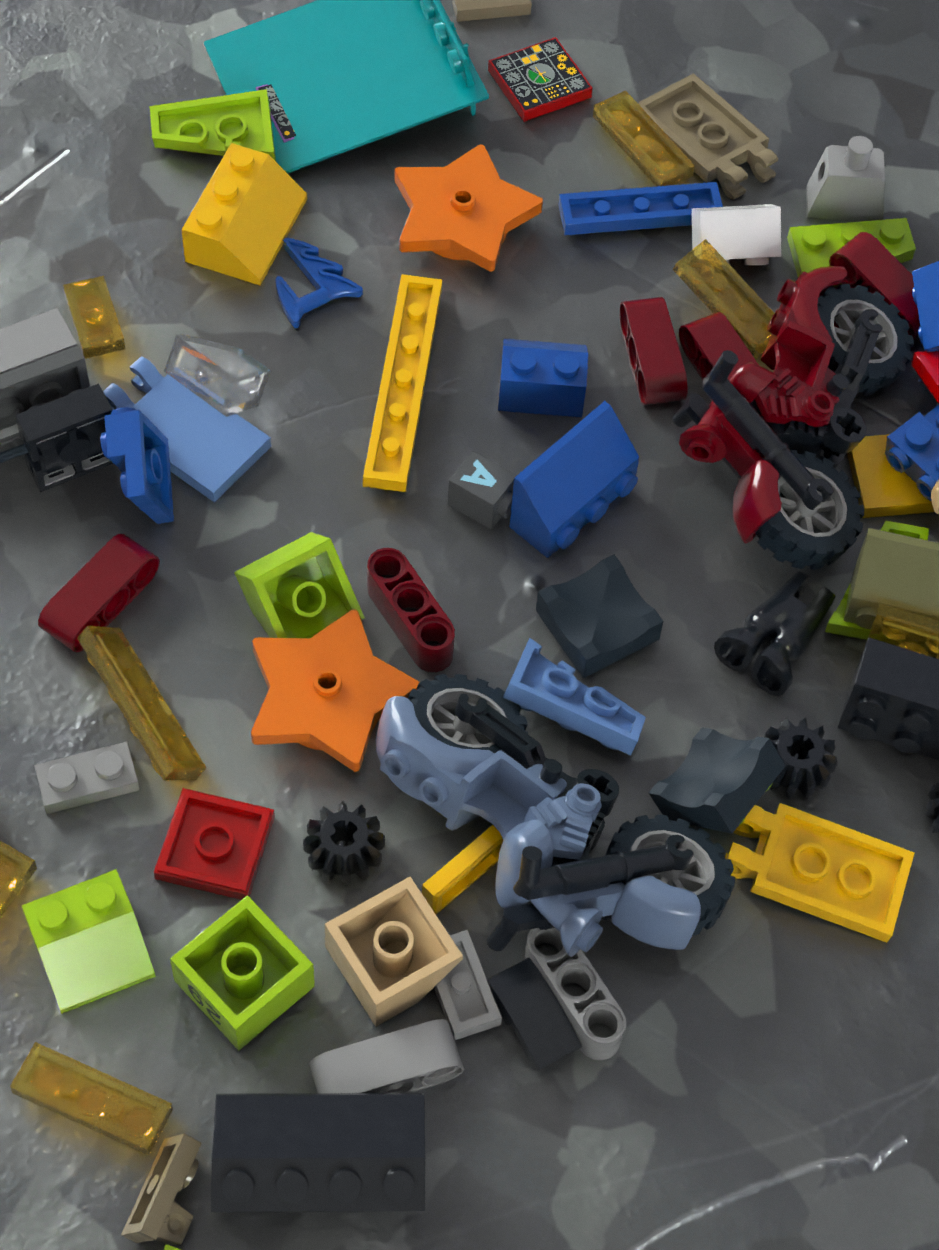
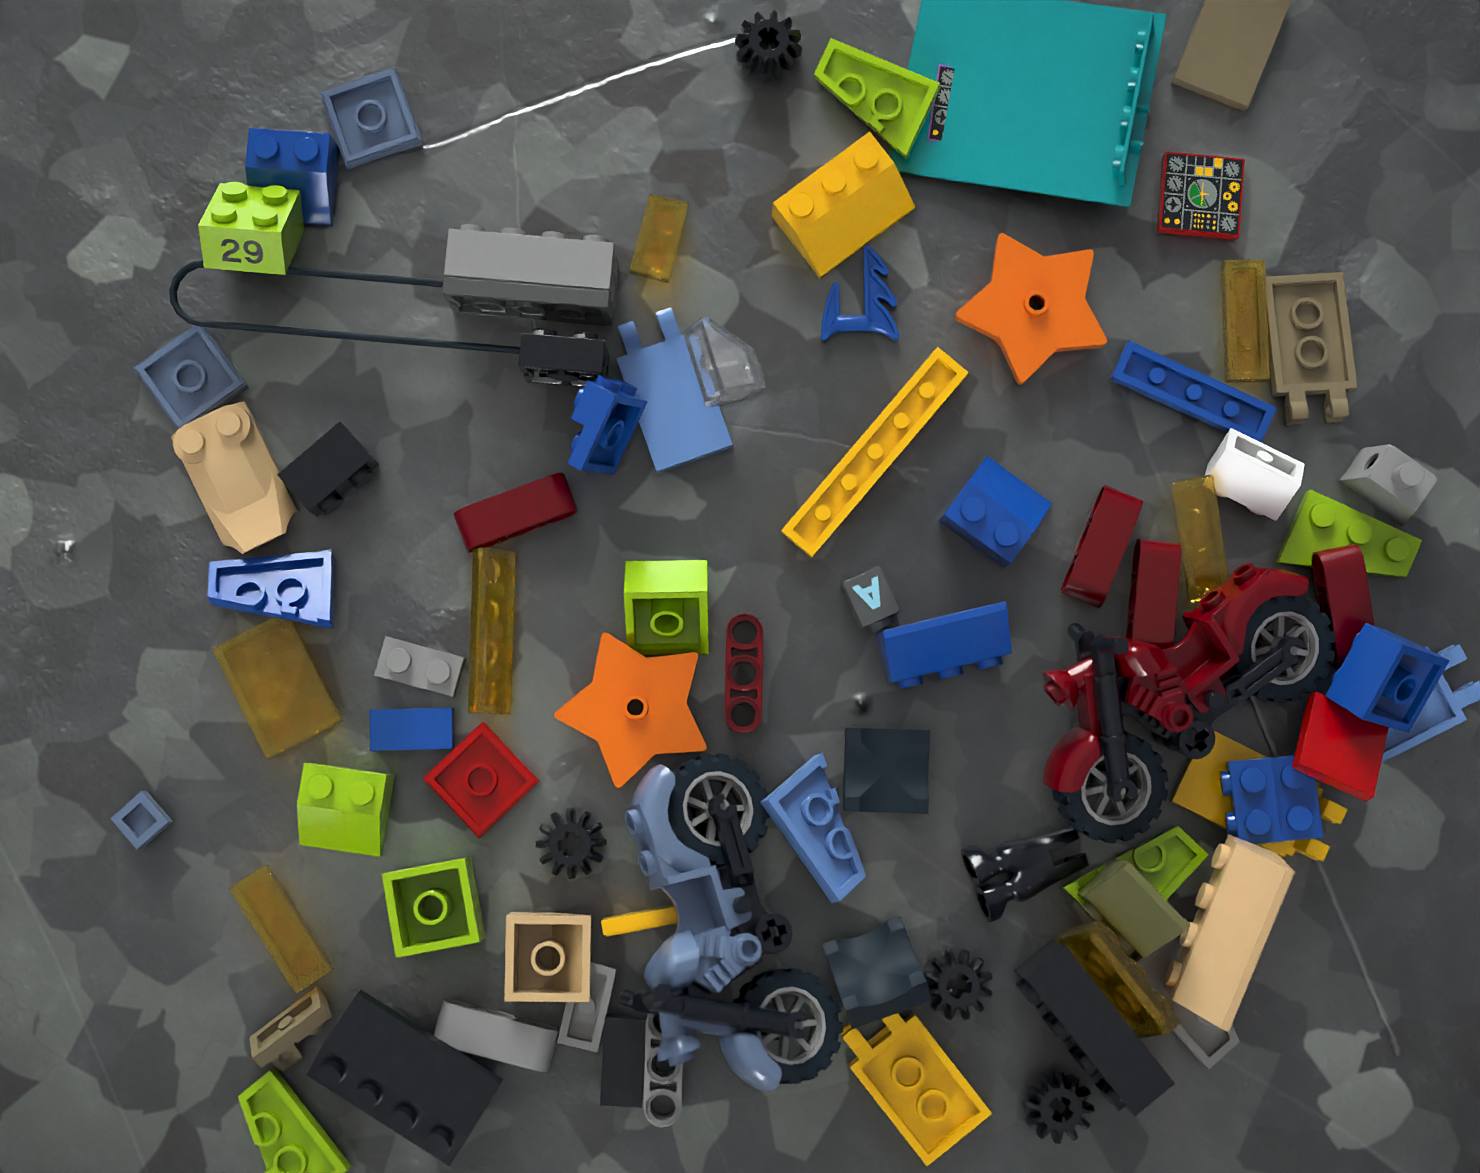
camera: 35 degrees right, 25 degrees up
(98, 137) = (772, 59): none -> black gear
(113, 837) = (411, 729): none -> blue tile

